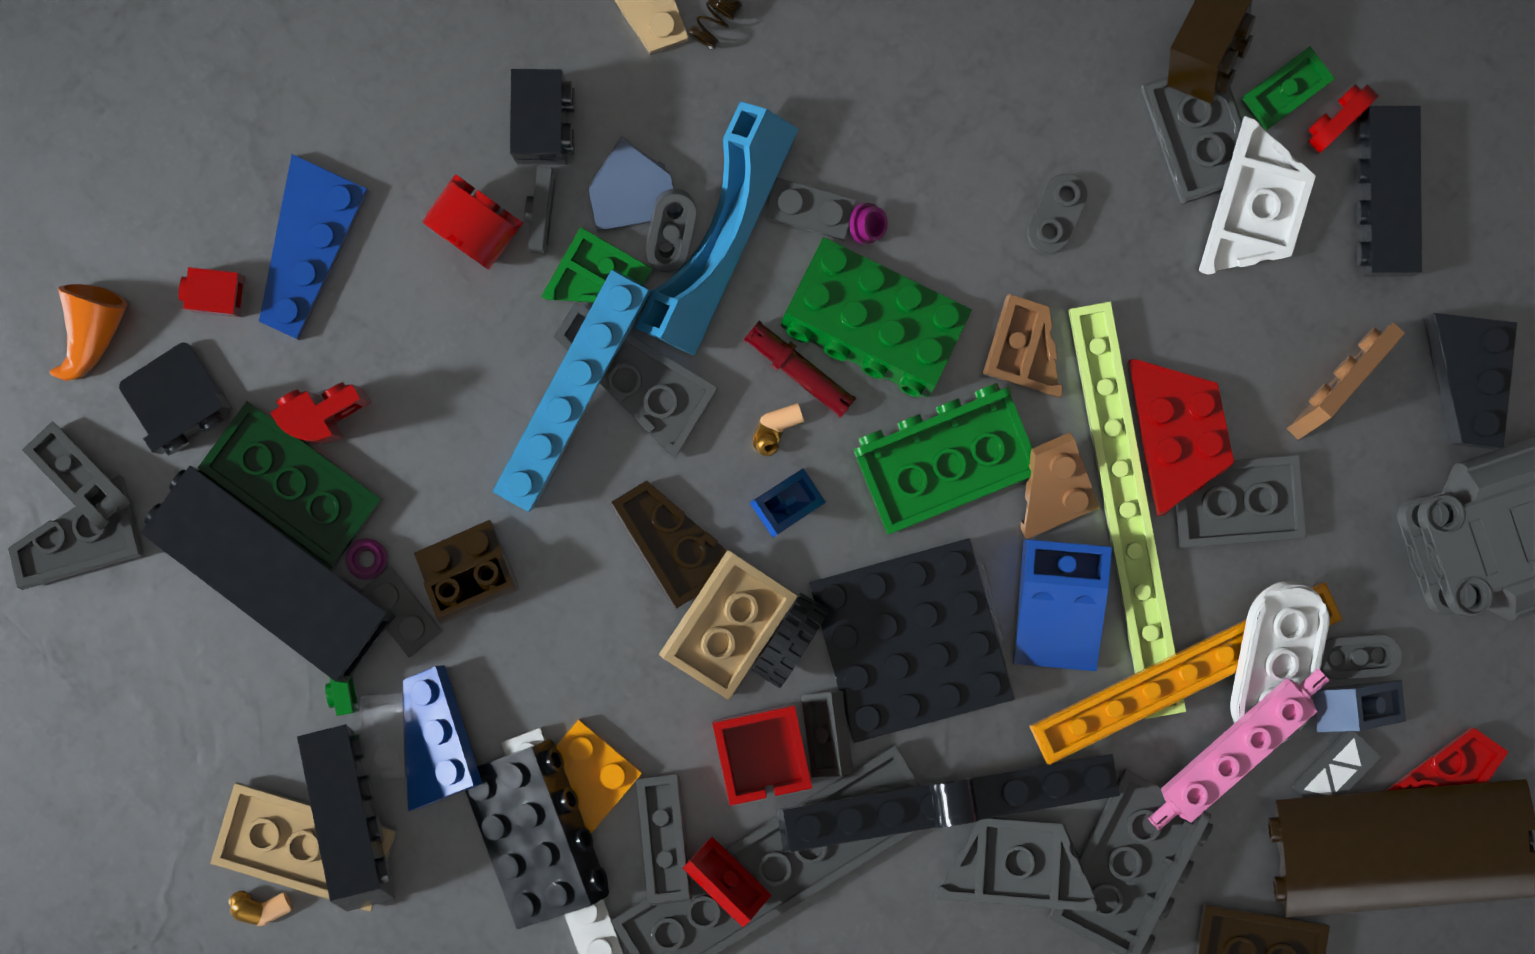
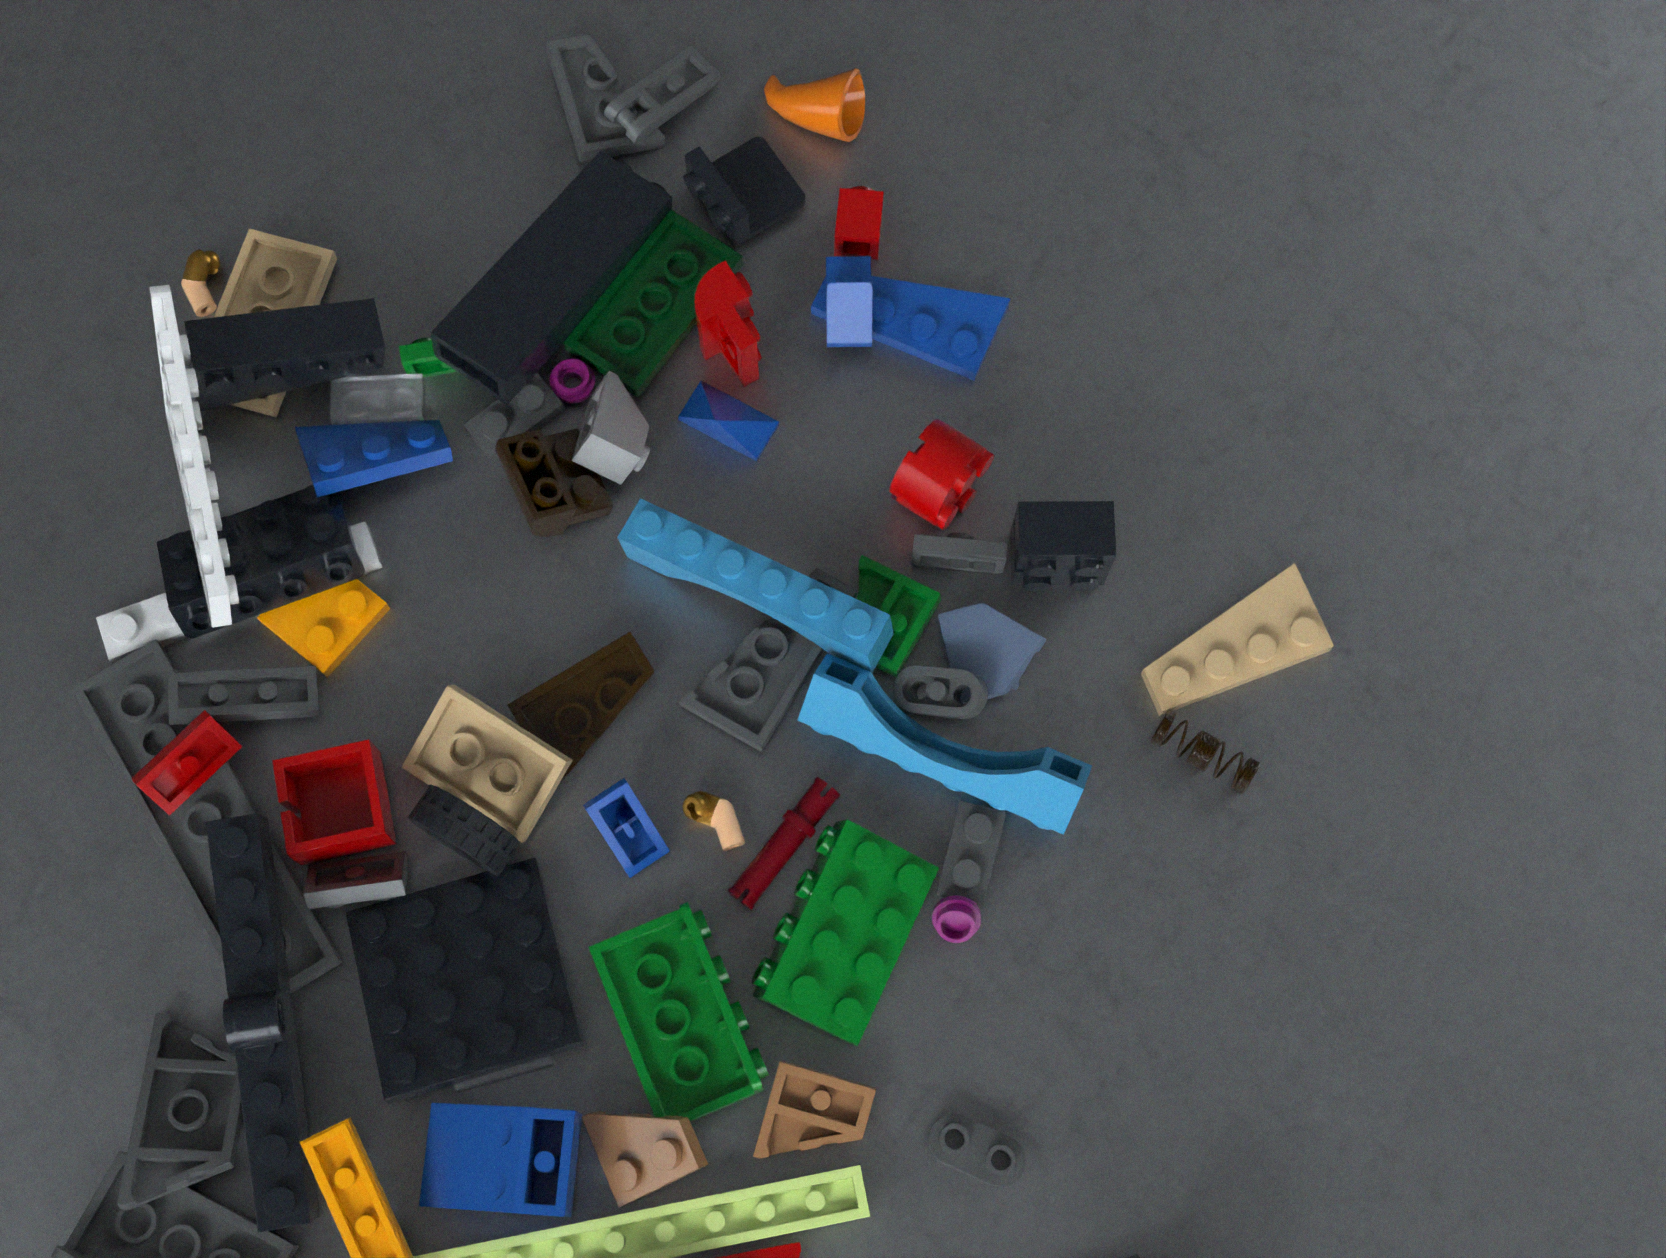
camera: 90 degrees right, 15 degrees down
(297, 302) = (849, 301): none -> slope
(405, 416) = (728, 420): none -> blue slope
(406, 905) = (191, 455): none -> white wing
(421, 520) = (612, 432): none -> light grey slope

